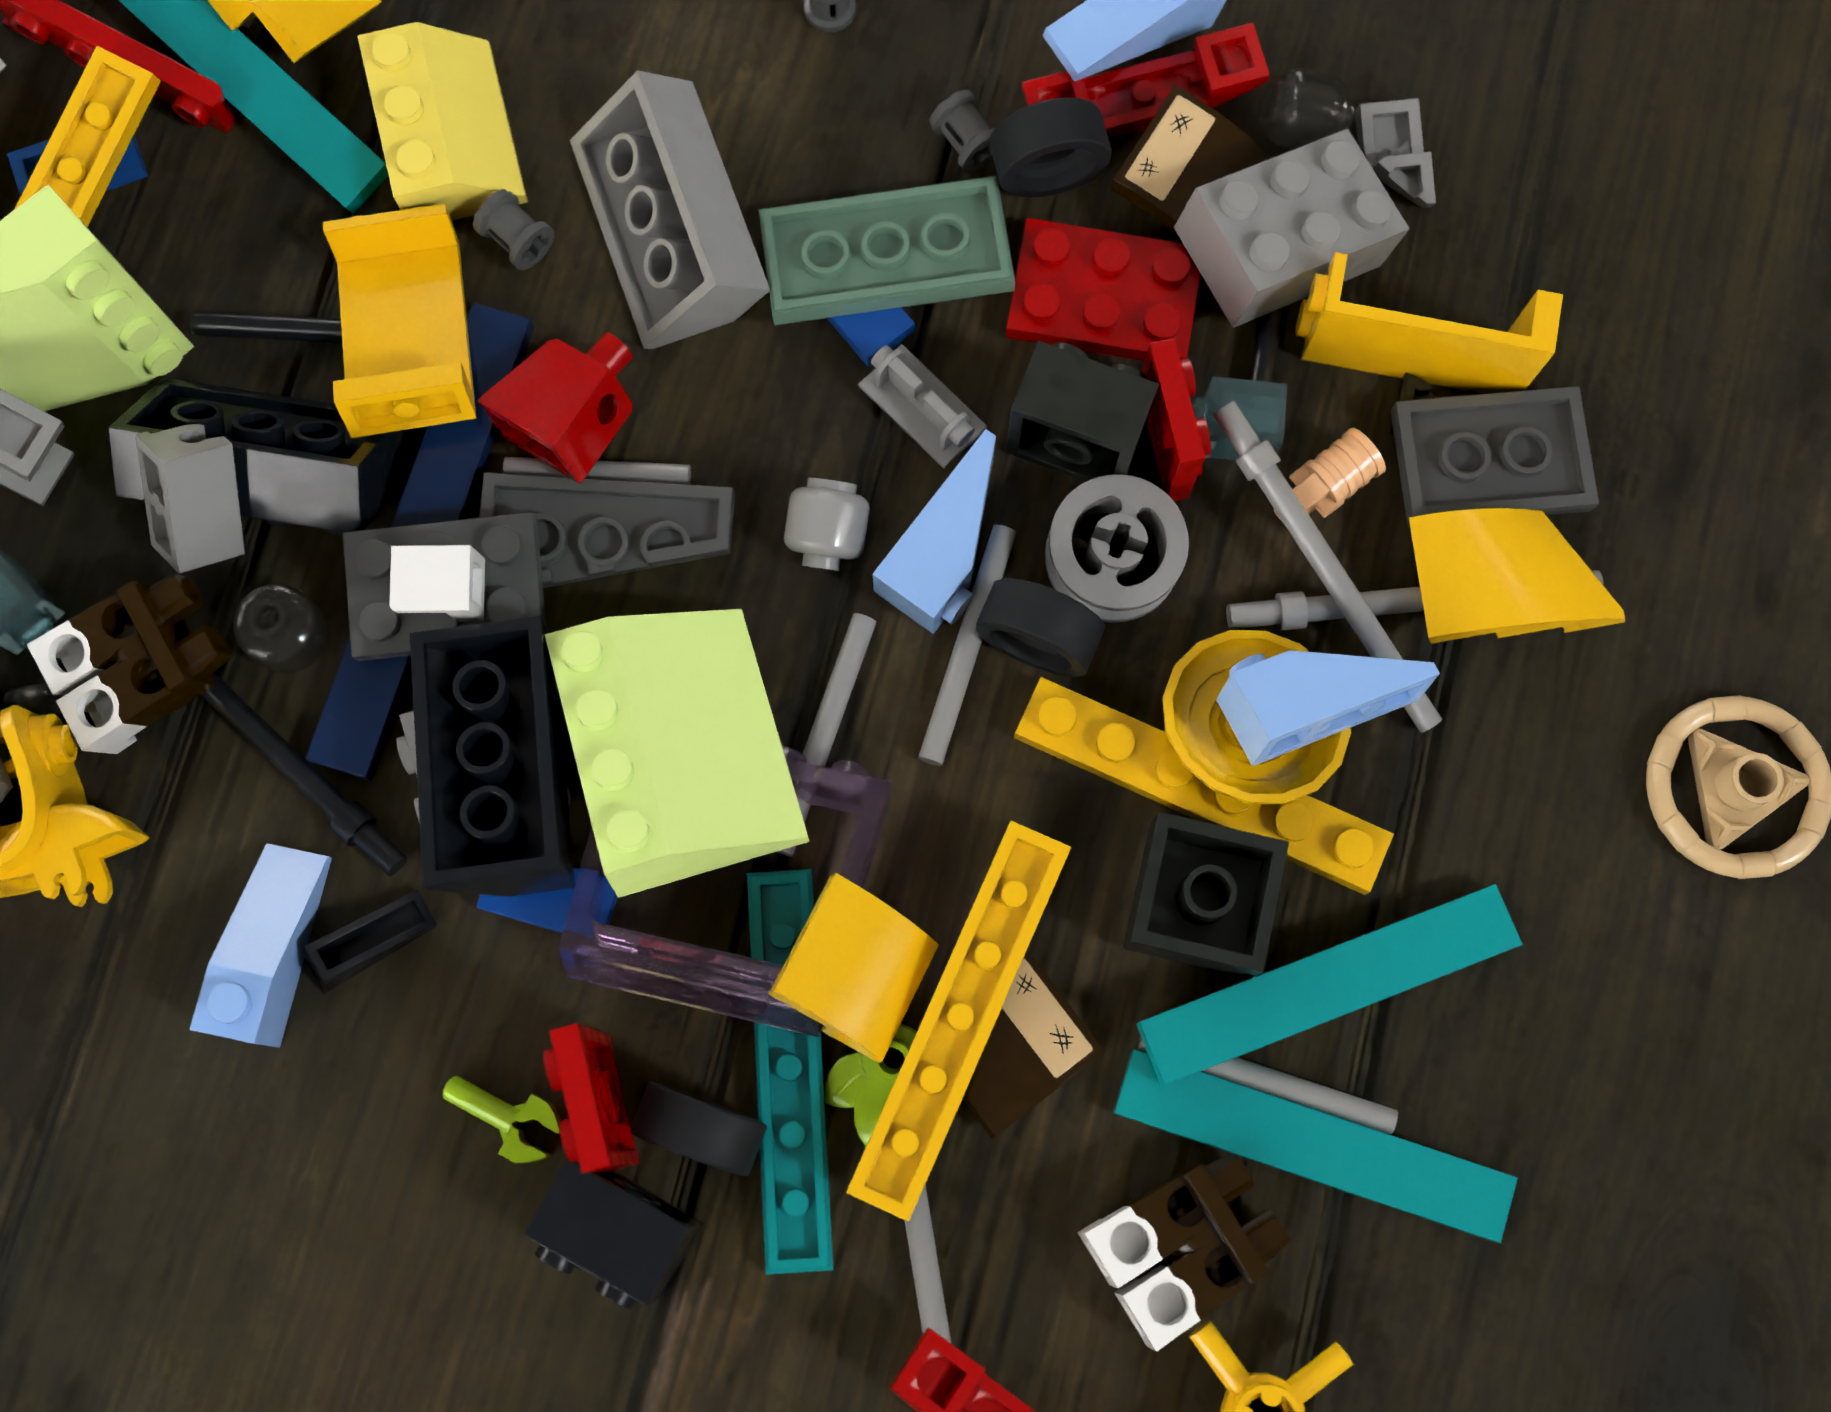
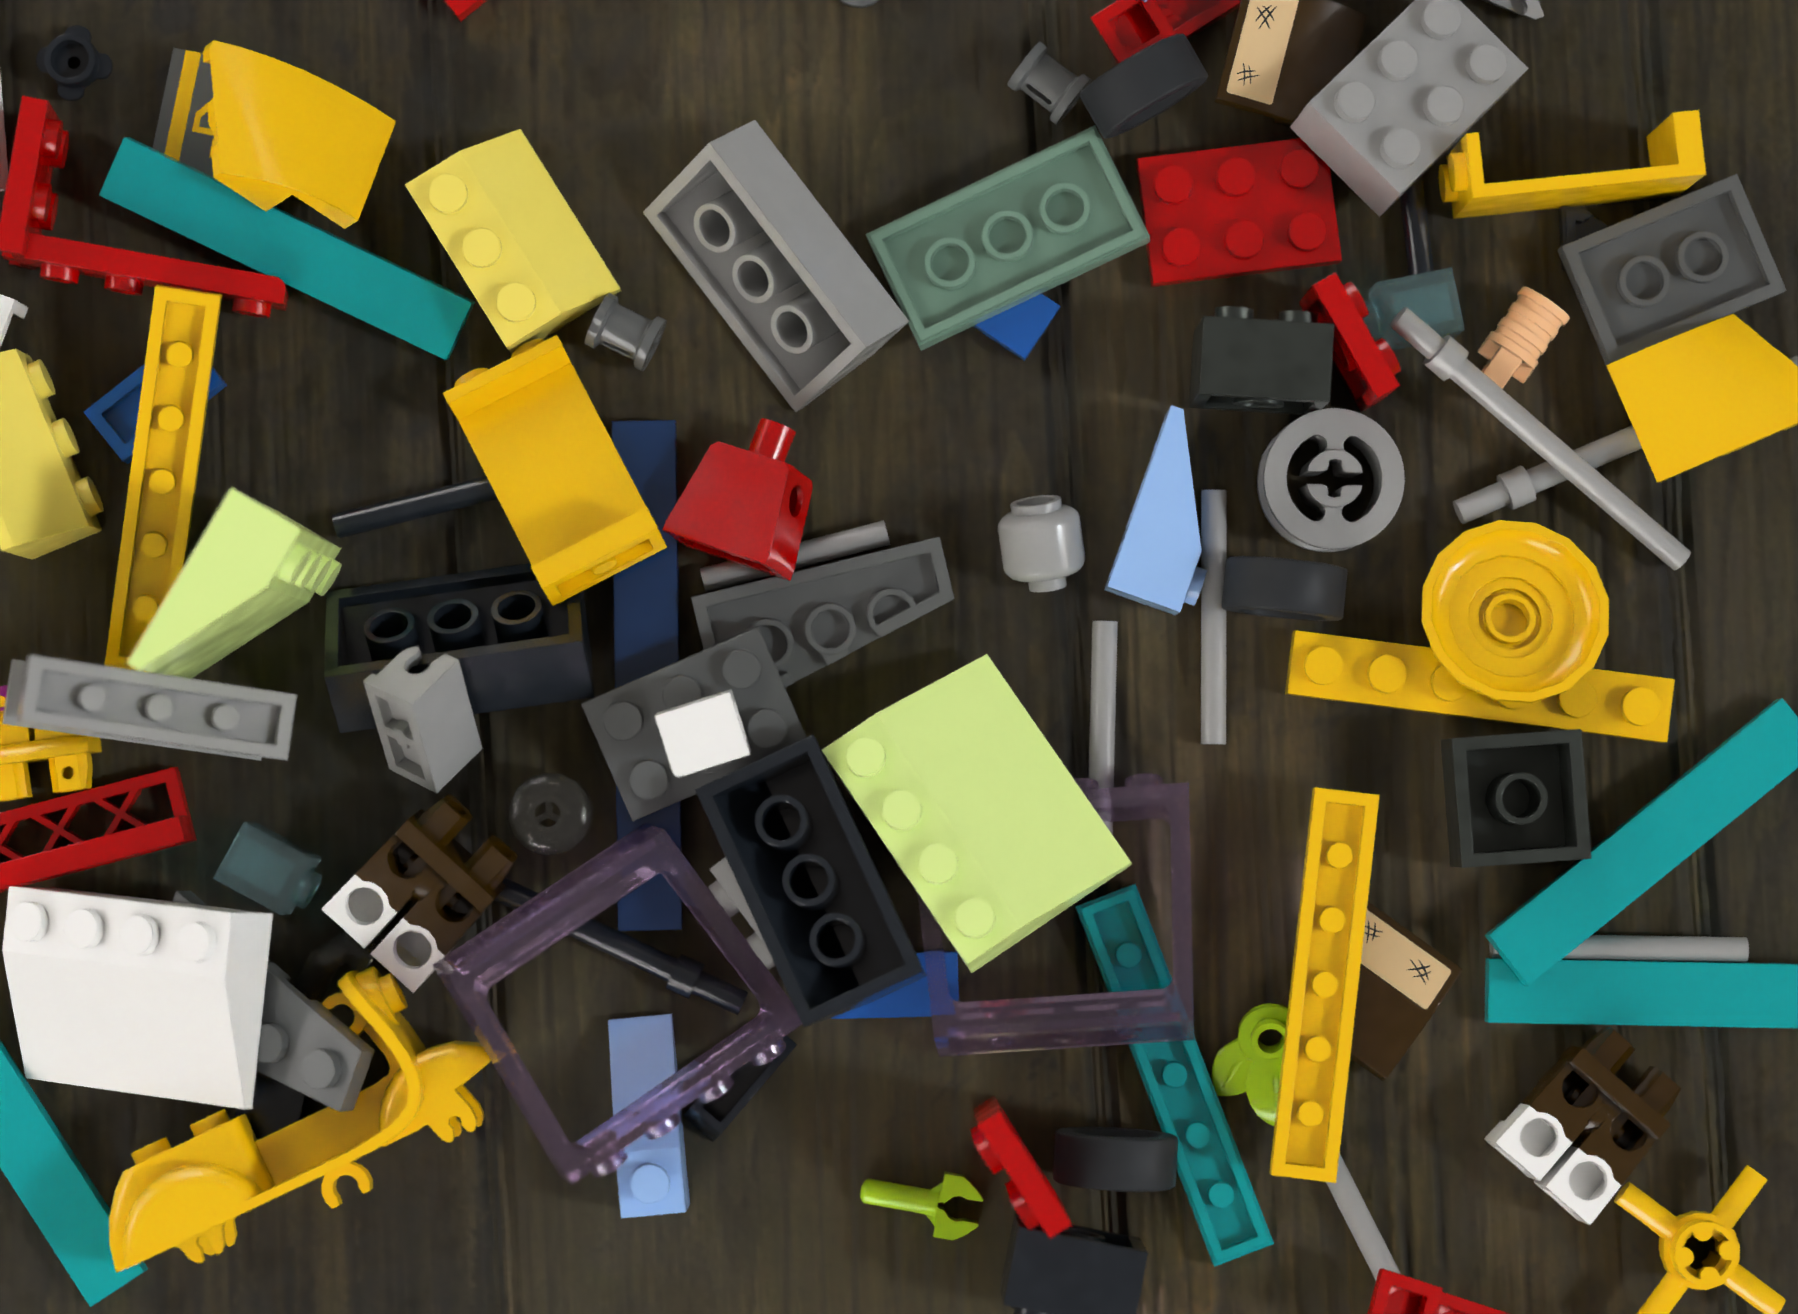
camera: 20 degrees left, 10 degrees up
(263, 932) = (555, 914): none -> clear purple windscreen
(855, 967) = (1214, 969): yellow slope -> none
(921, 404) = (1094, 388): light grey hinge -> none
(1312, 695) = (1558, 583): light blue slope -> none

